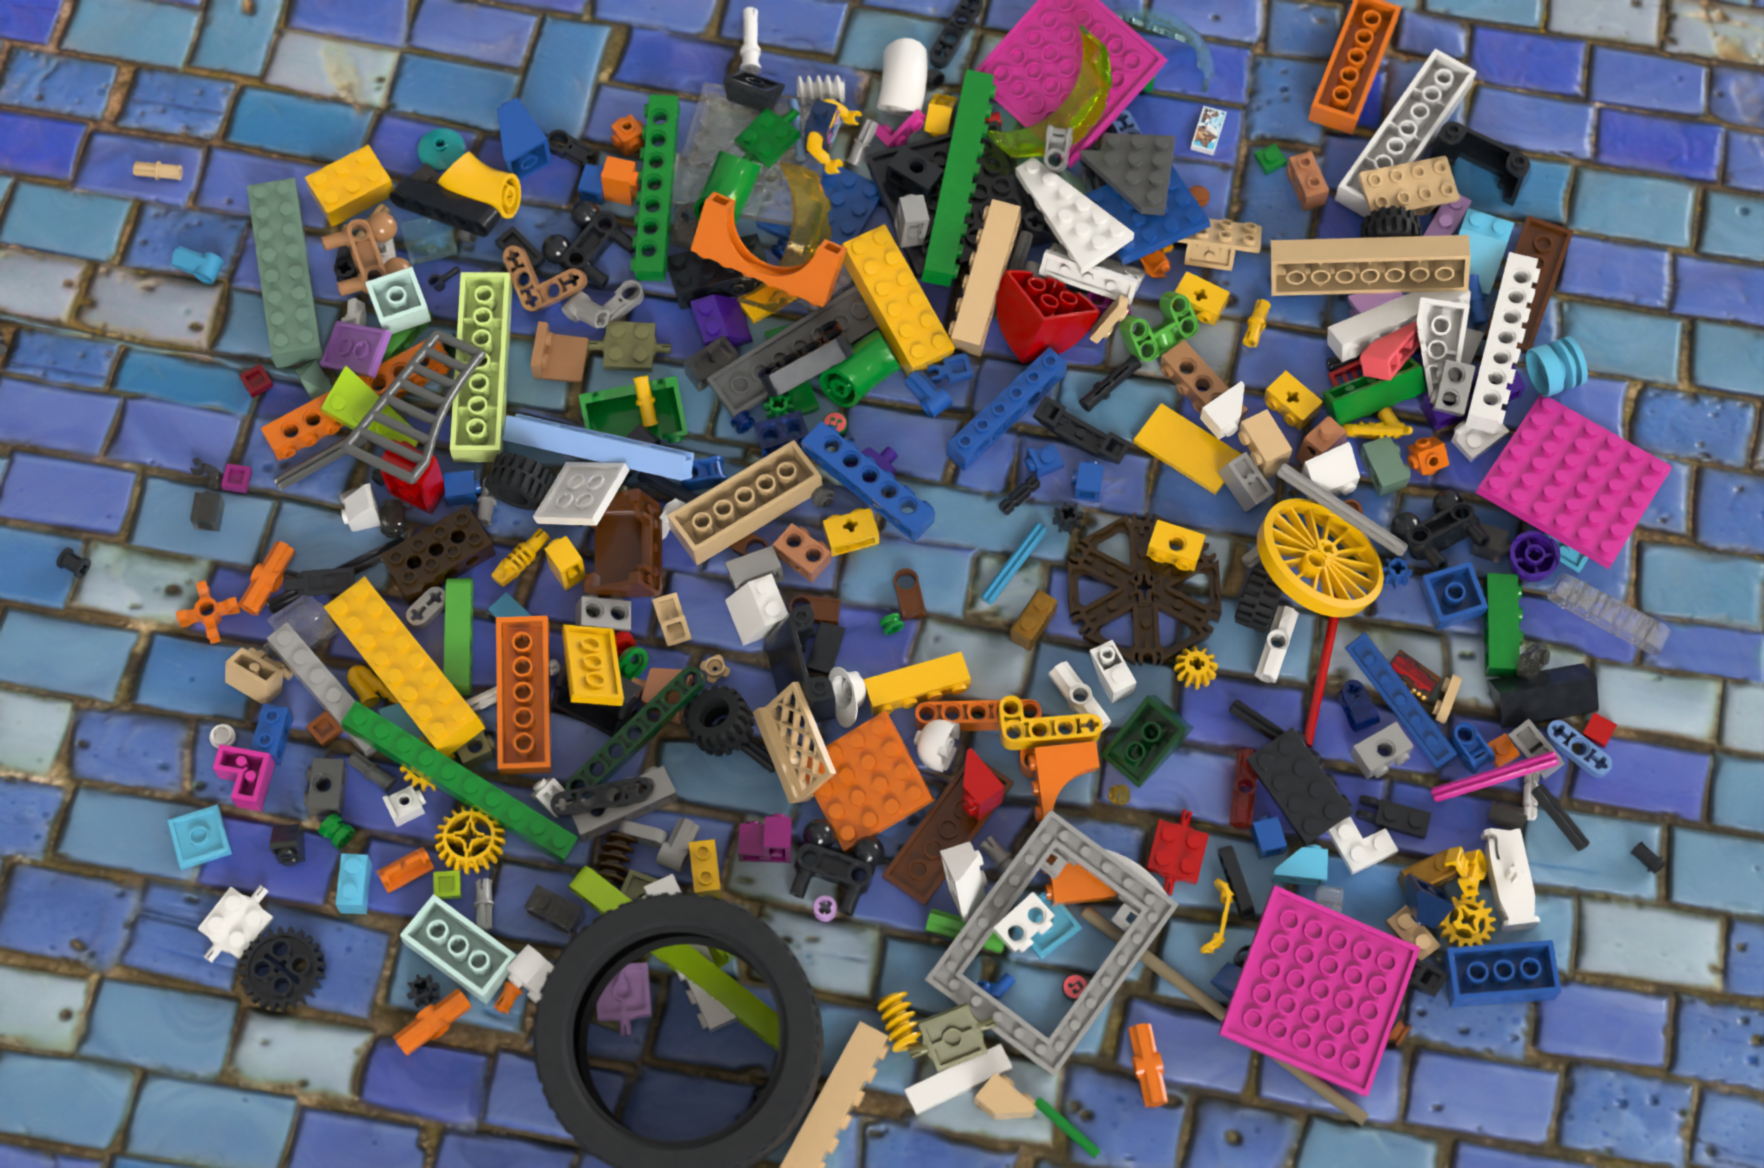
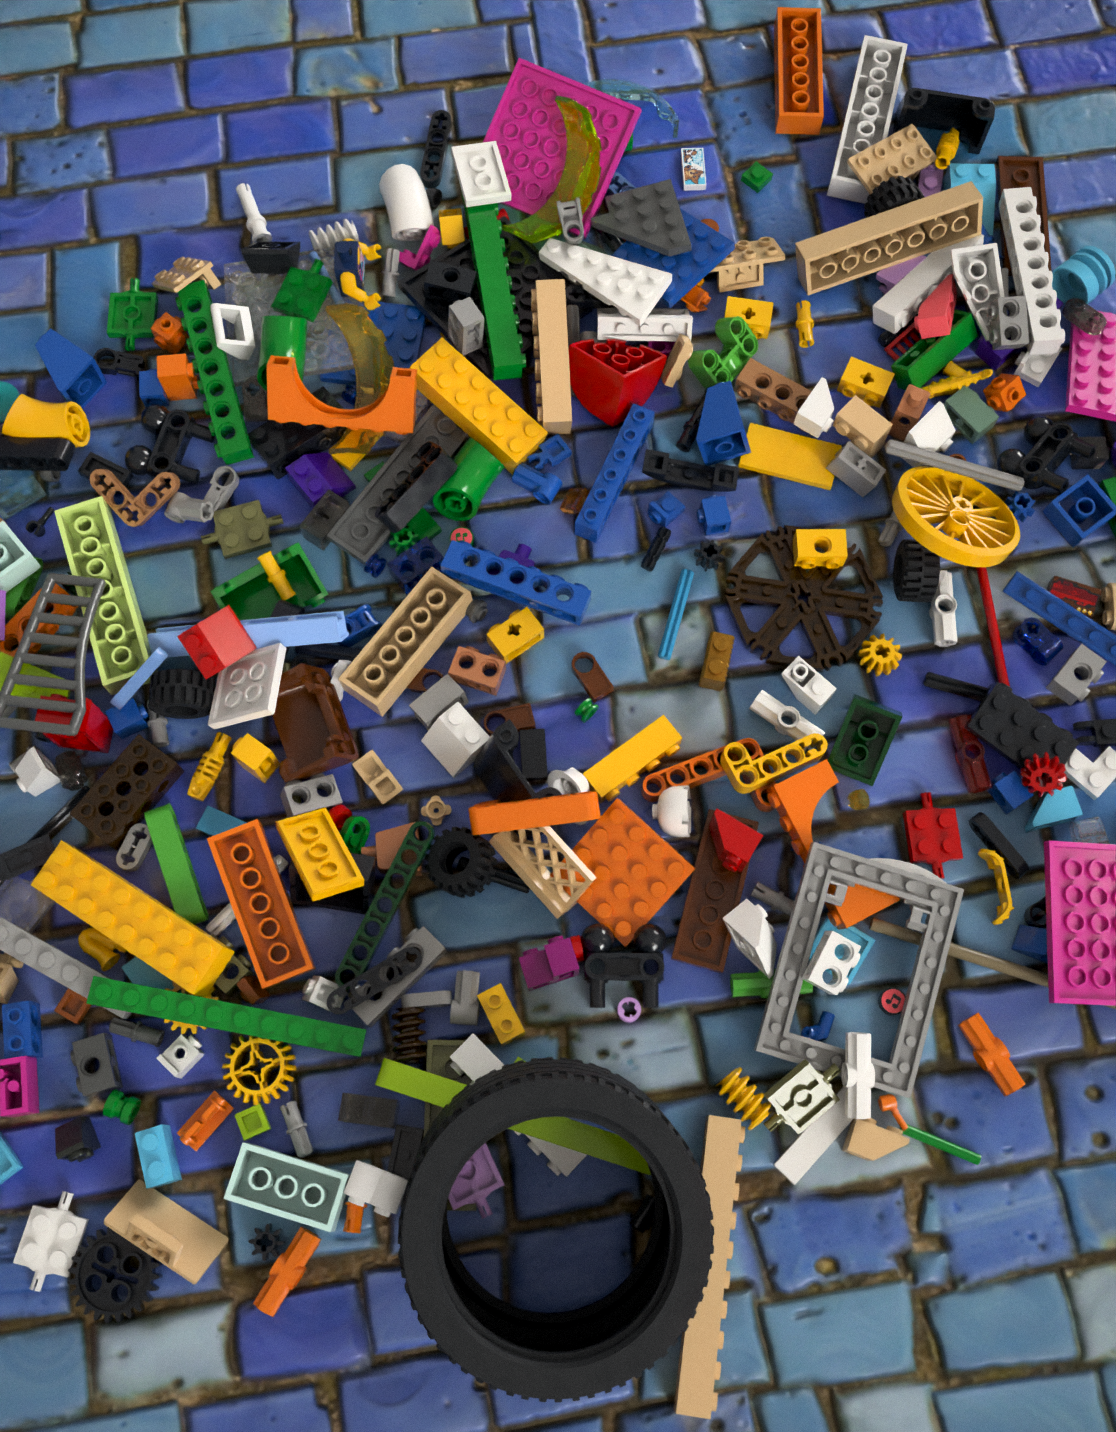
camera: 20 degrees left, 5 degrees up
(339, 949) = (166, 1231): none -> tan bracket
(485, 453) = (139, 678): none -> medium blue beam
(488, 769) = (252, 991): none -> dark orange plate
(558, 356) = (177, 560): medium nougat bracket -> none
(568, 443) = (217, 642): none -> slope
(598, 104) = (132, 314): none -> green plate
(661, 82) = (184, 272): none -> tan bracket
(699, 152) = (239, 316): none -> white tile
(797, 836) = (577, 947): none -> red tile
(799, 693) = (532, 813): none -> orange beam
(956, 422) = (574, 500): none -> clear orange plate
(985, 74) = (481, 174): none -> white plate
(1010, 1033) = (858, 1075): none -> white piece
(1033, 1074) = (888, 1102): none -> orange hand
(1127, 397) = (721, 428): none -> blue slope
(1292, 831) = (1033, 771): none -> red gear
(1307, 181) = (798, 184): nougat brick -> none
(1475, 191) = (947, 148): none -> yellow hinge
(1538, 404) = (1084, 316): none -> clear smoke plate

